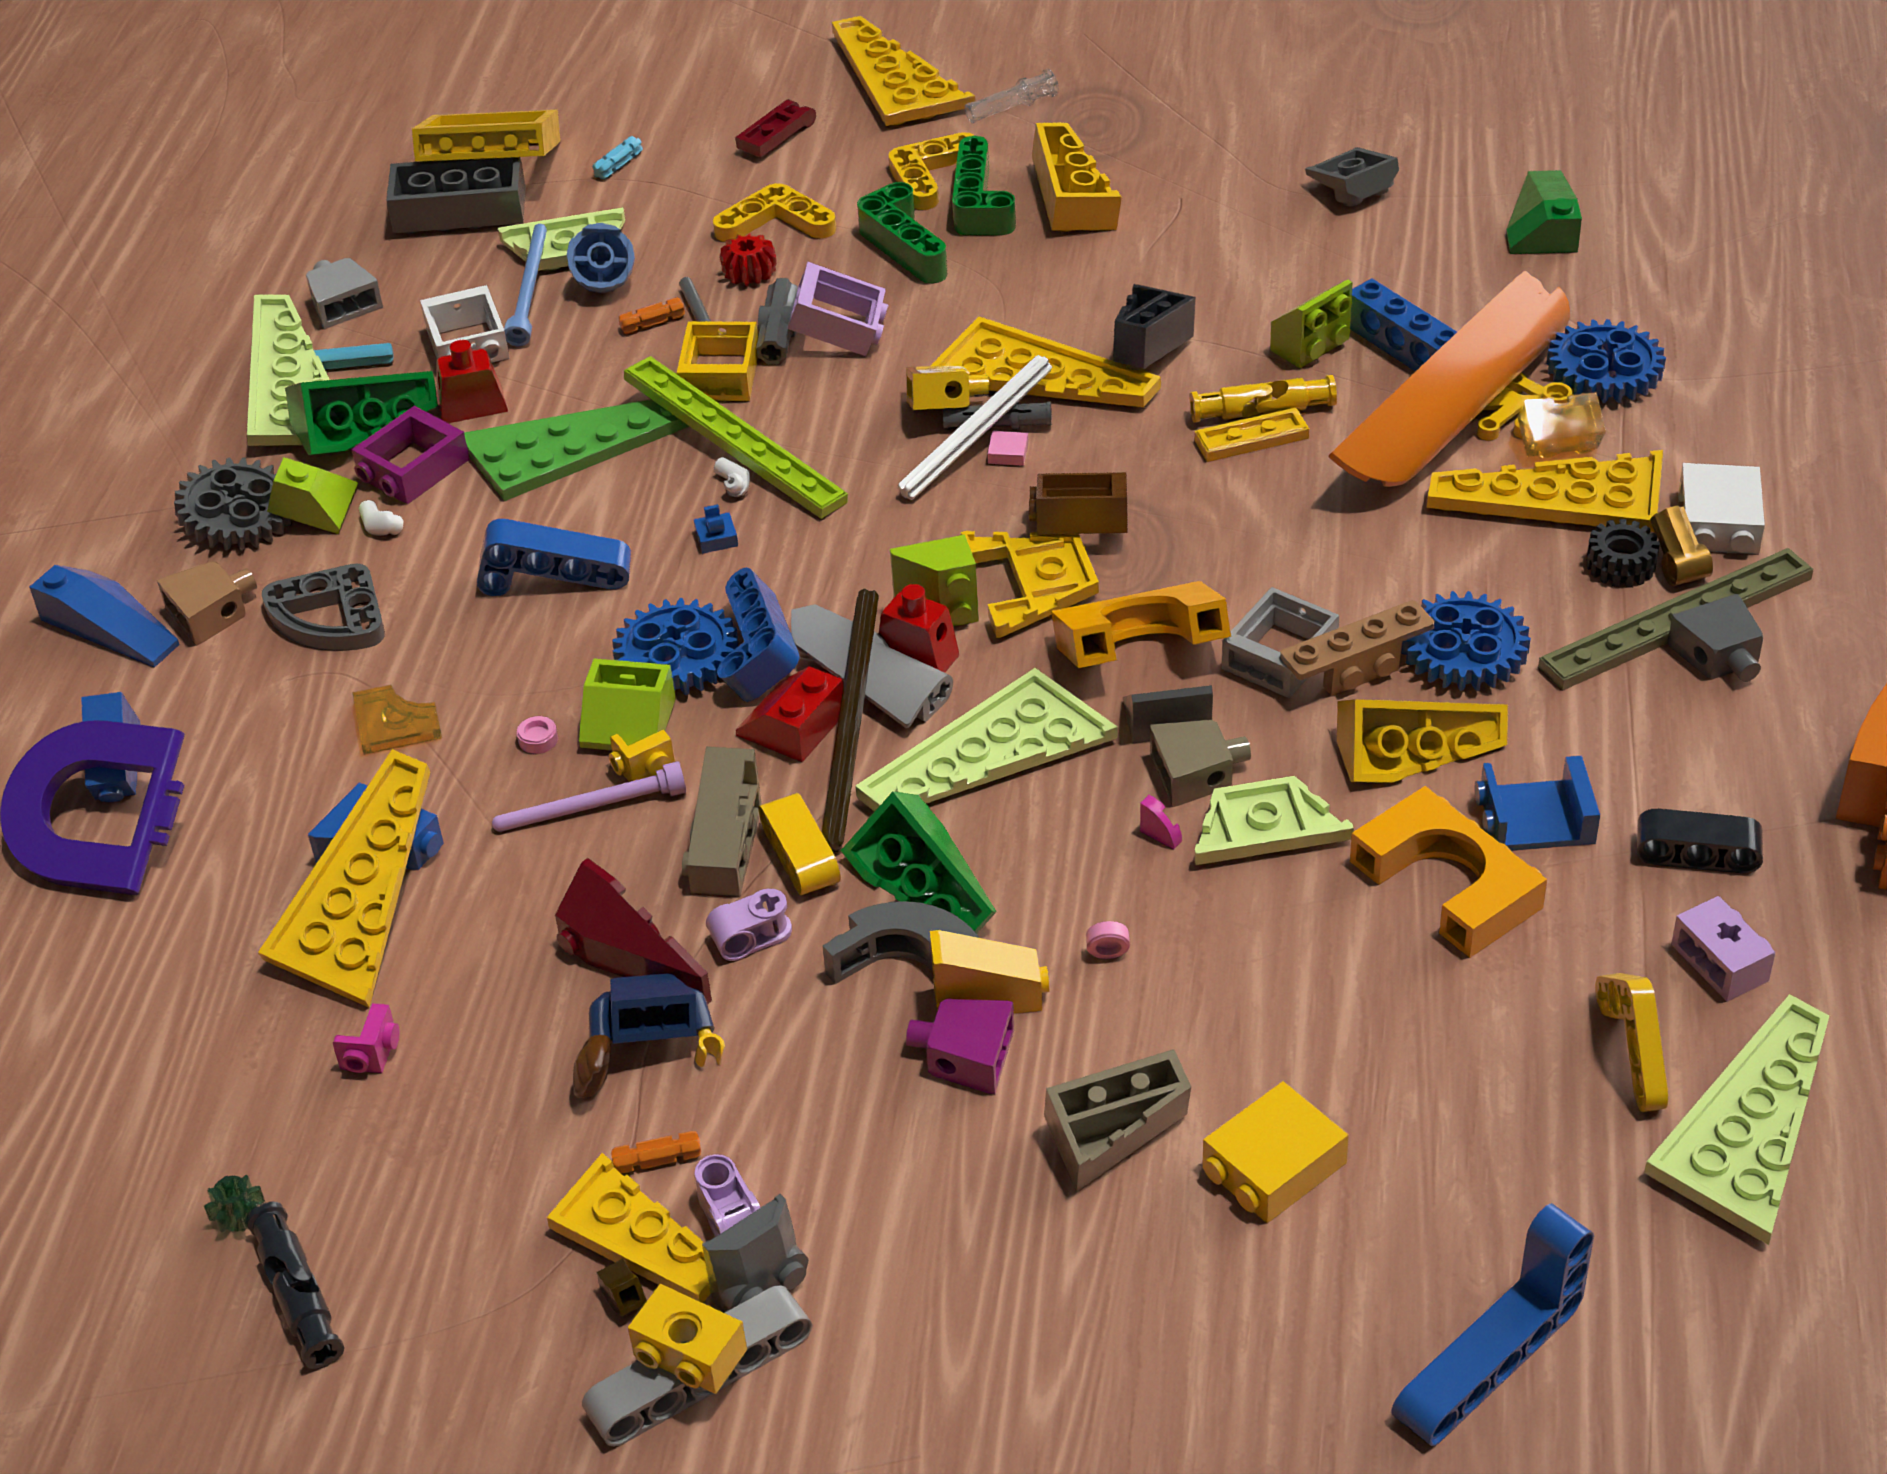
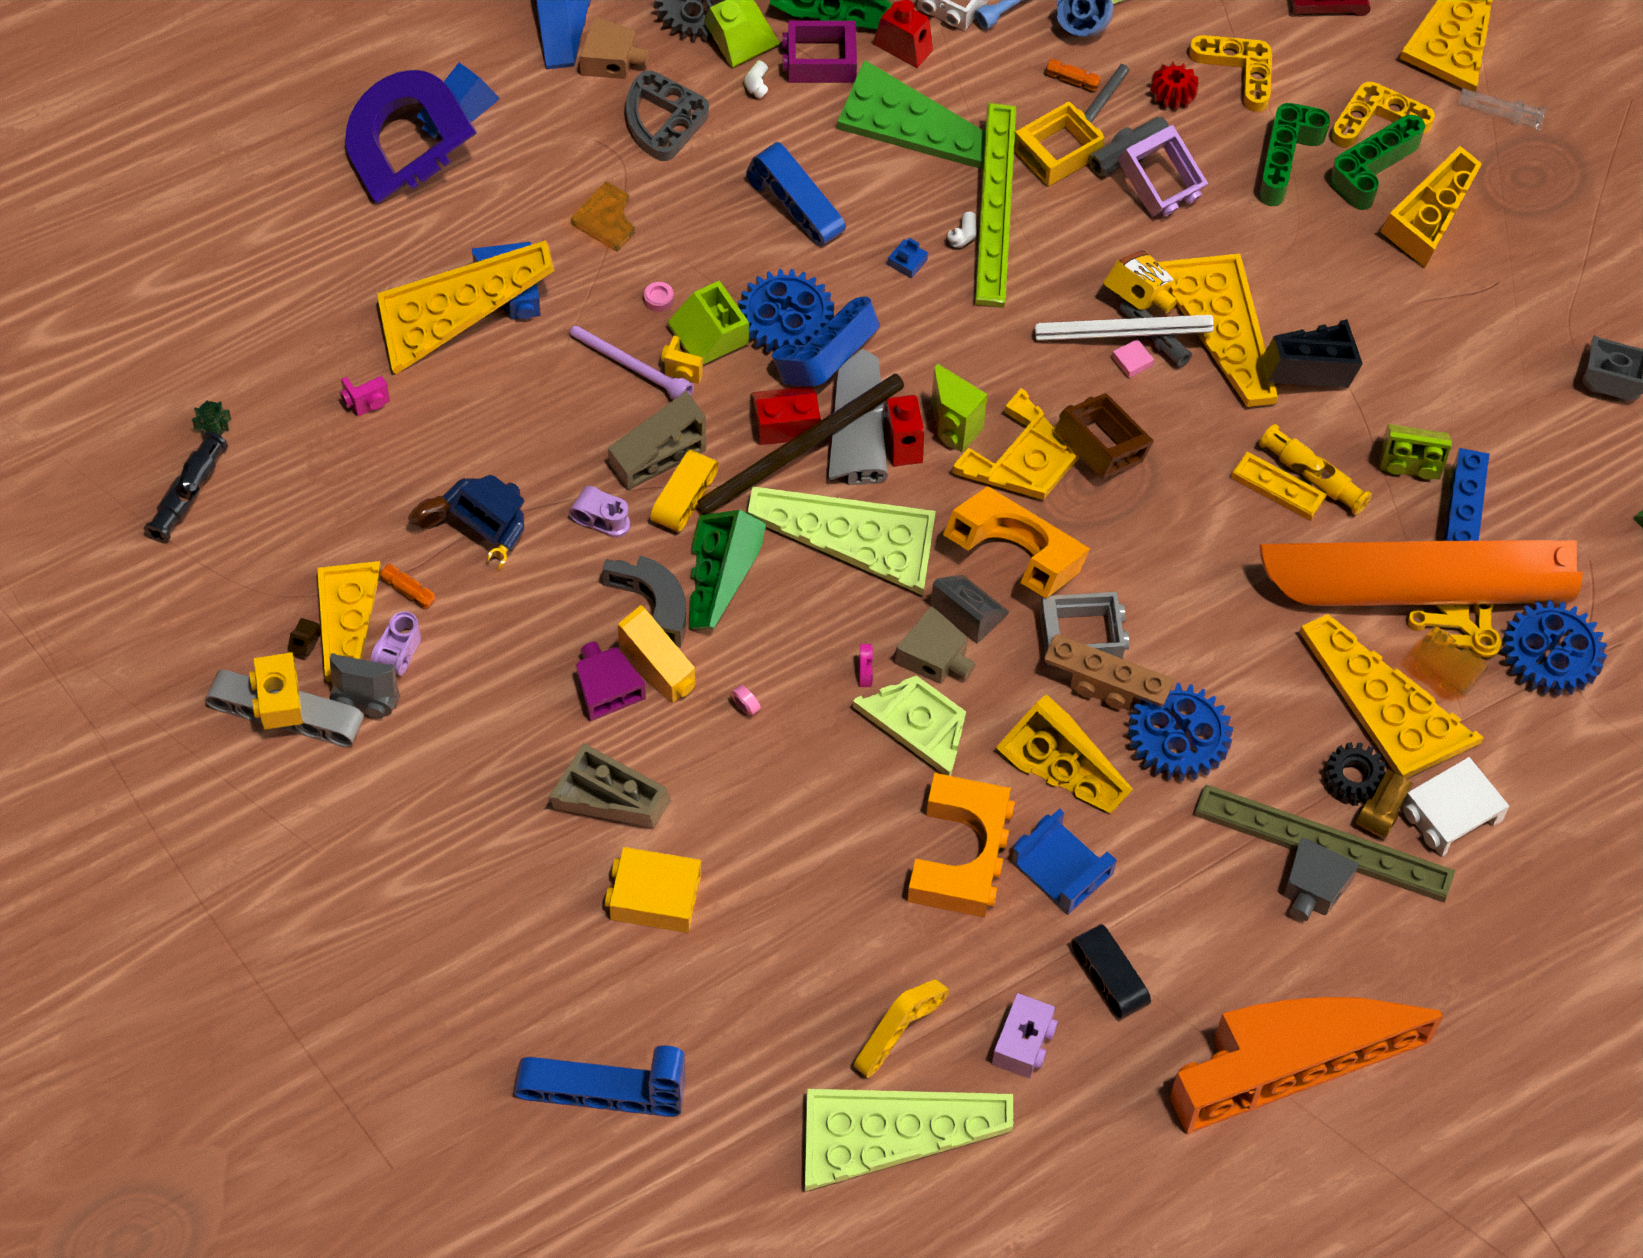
camera: 45 degrees right, 15 degrees up
(617, 938) = (532, 445): dark red wedge -> none

